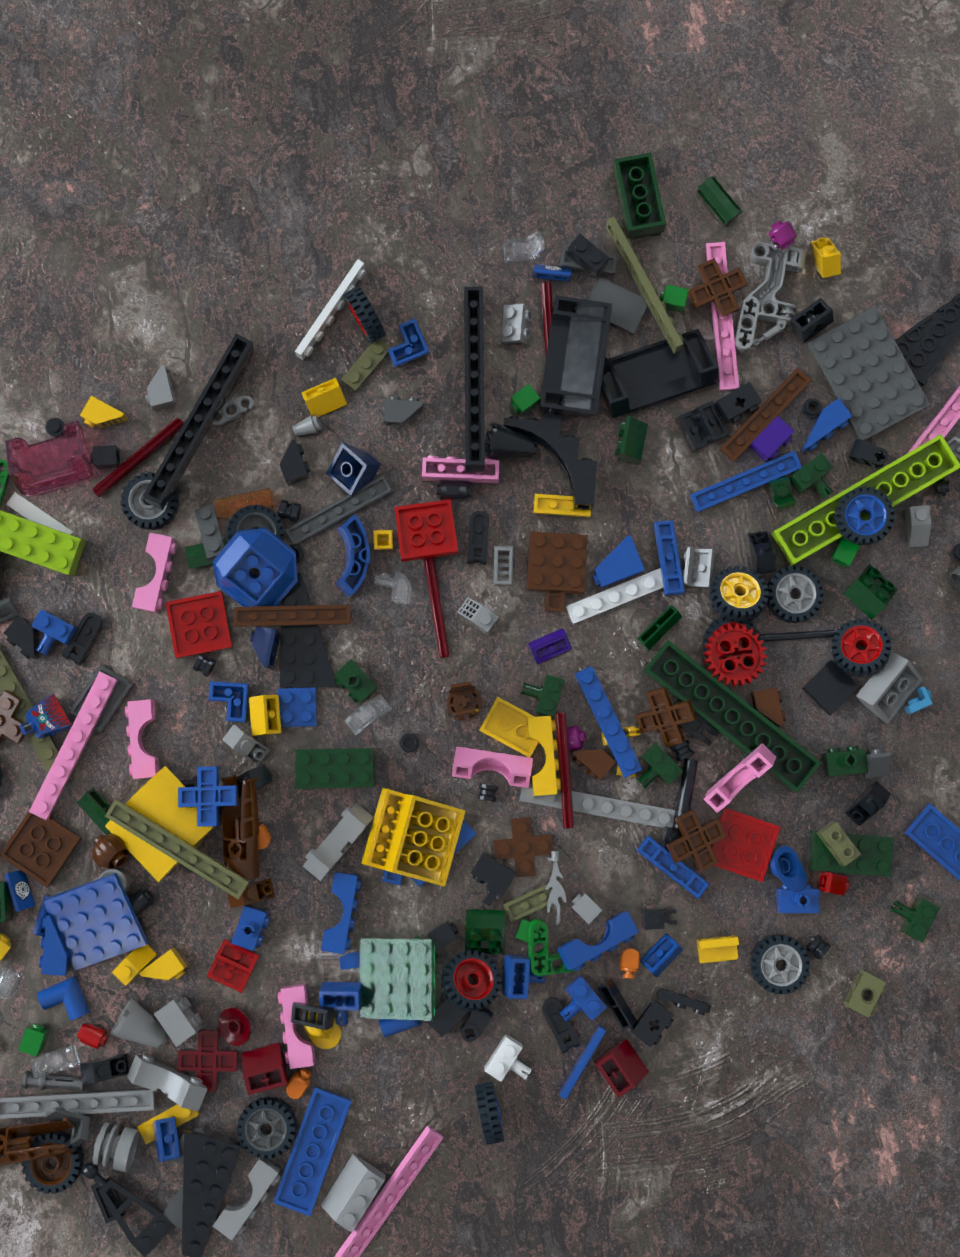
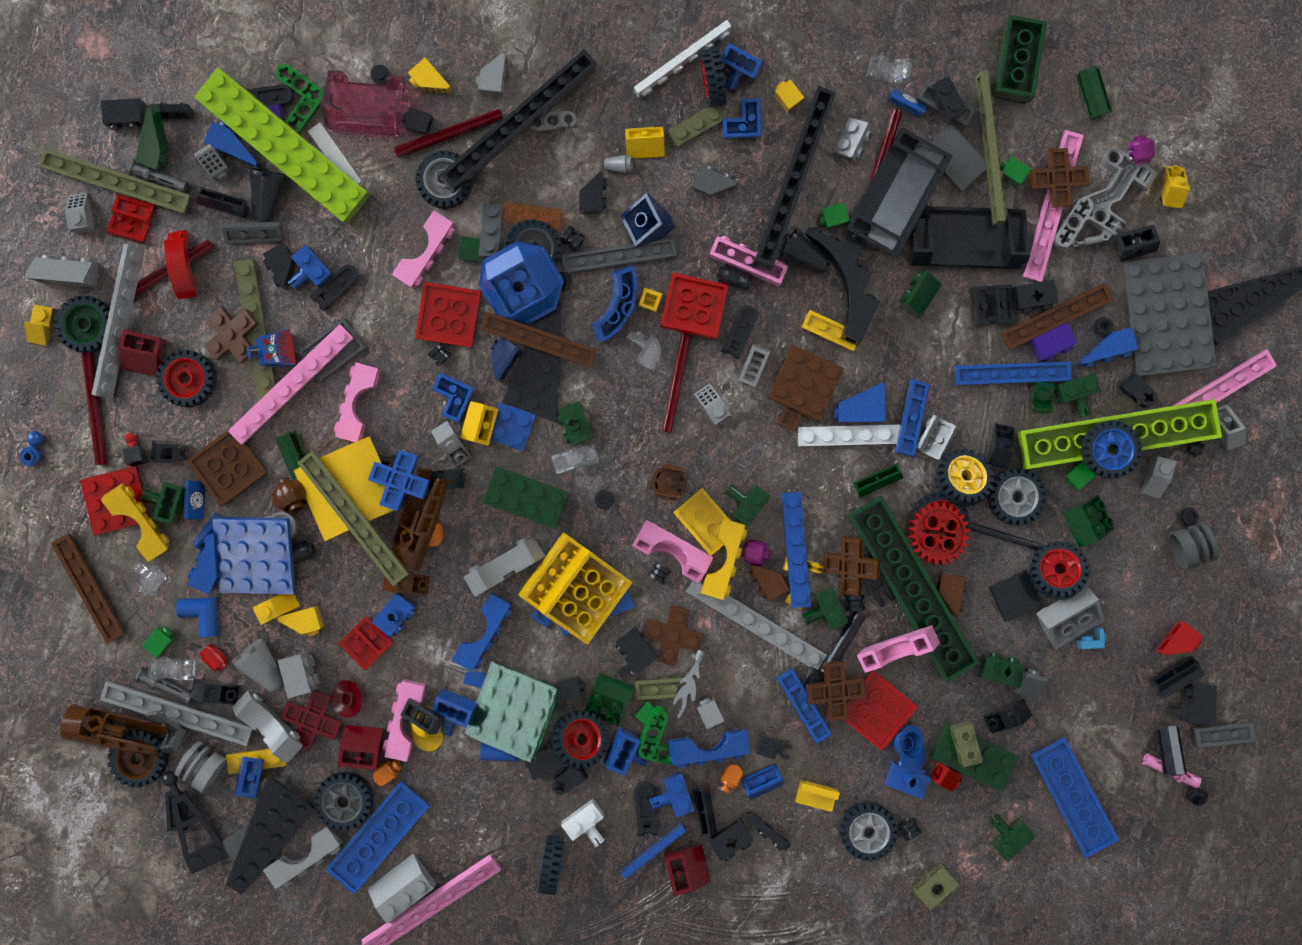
camera: 15 degrees right, 5 degrees up
(386, 293) = (741, 64): none -> blue brick
(440, 306) = (788, 95): none -> yellow brick
(550, 646) = (769, 458): dark purple slope -> none
(564, 770) = (738, 579): dark red axle -> none

